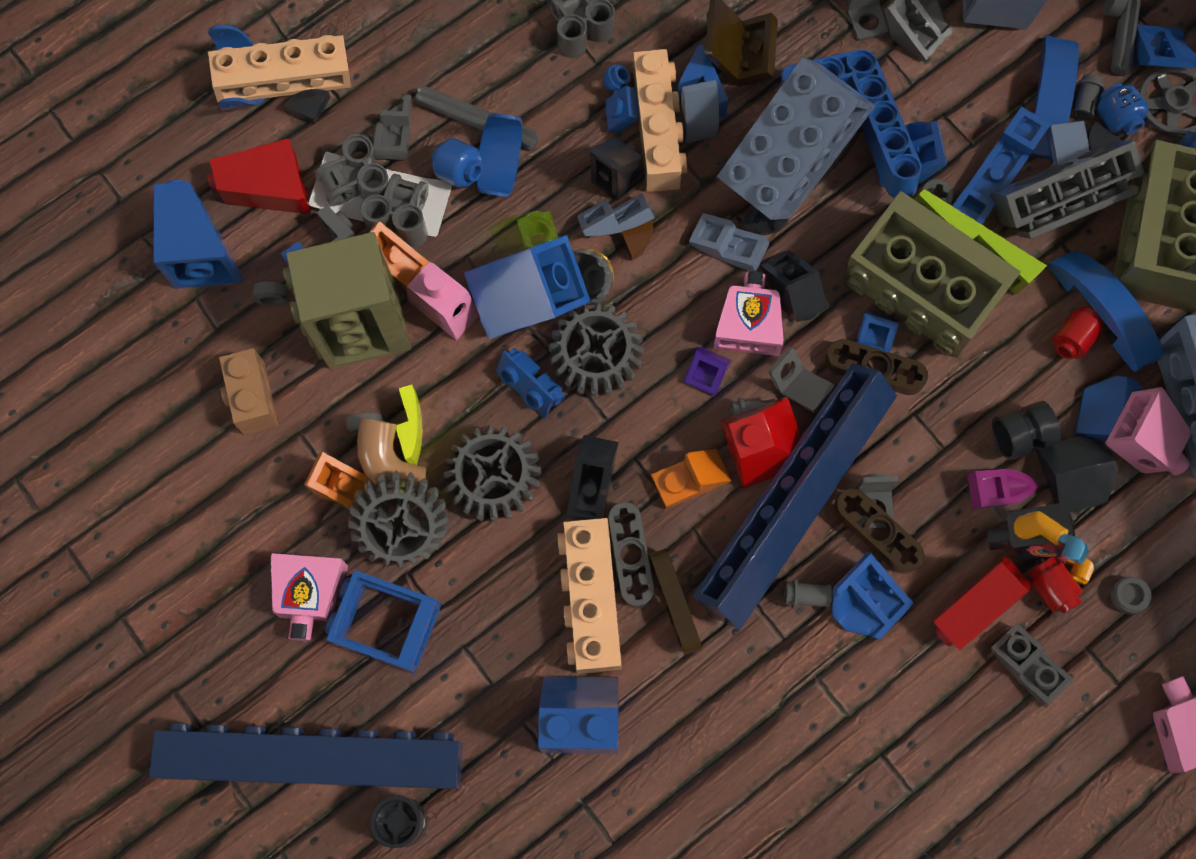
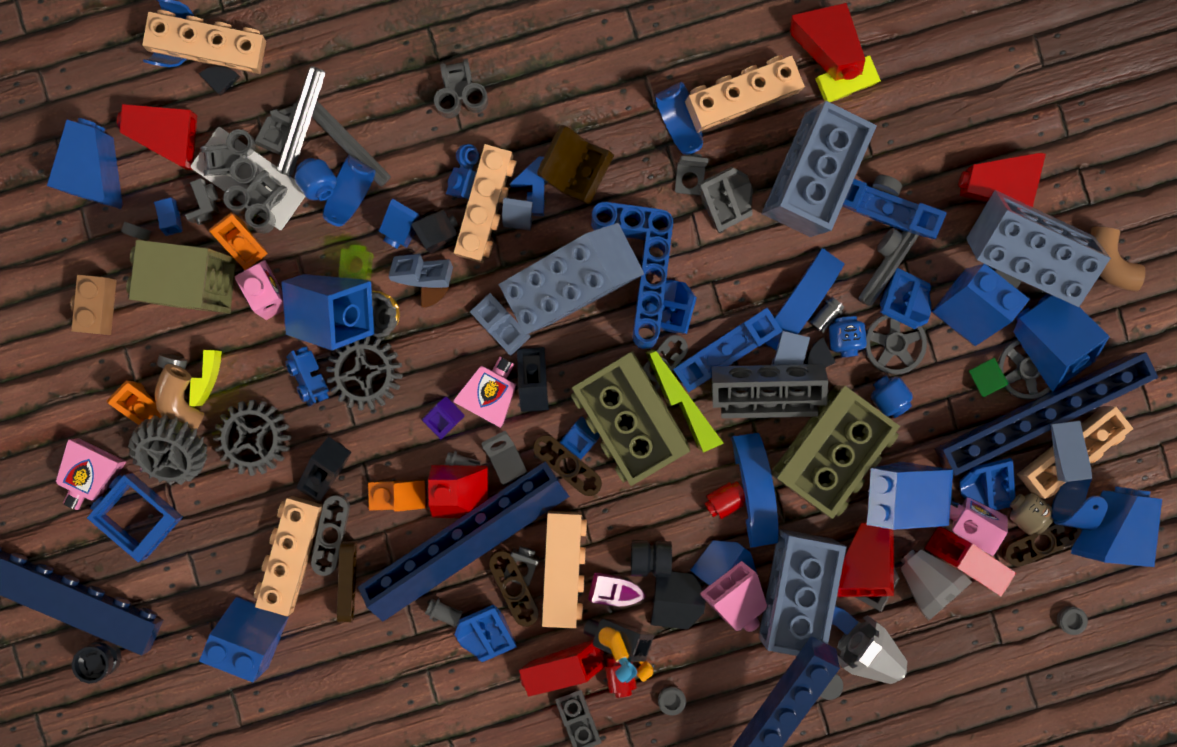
camera: 20 degrees right, 15 degrees up
(417, 110) = (300, 120): none -> axle
(572, 169) = (397, 224): none -> blue slope
(928, 482) = (562, 569): none -> light nougat brick

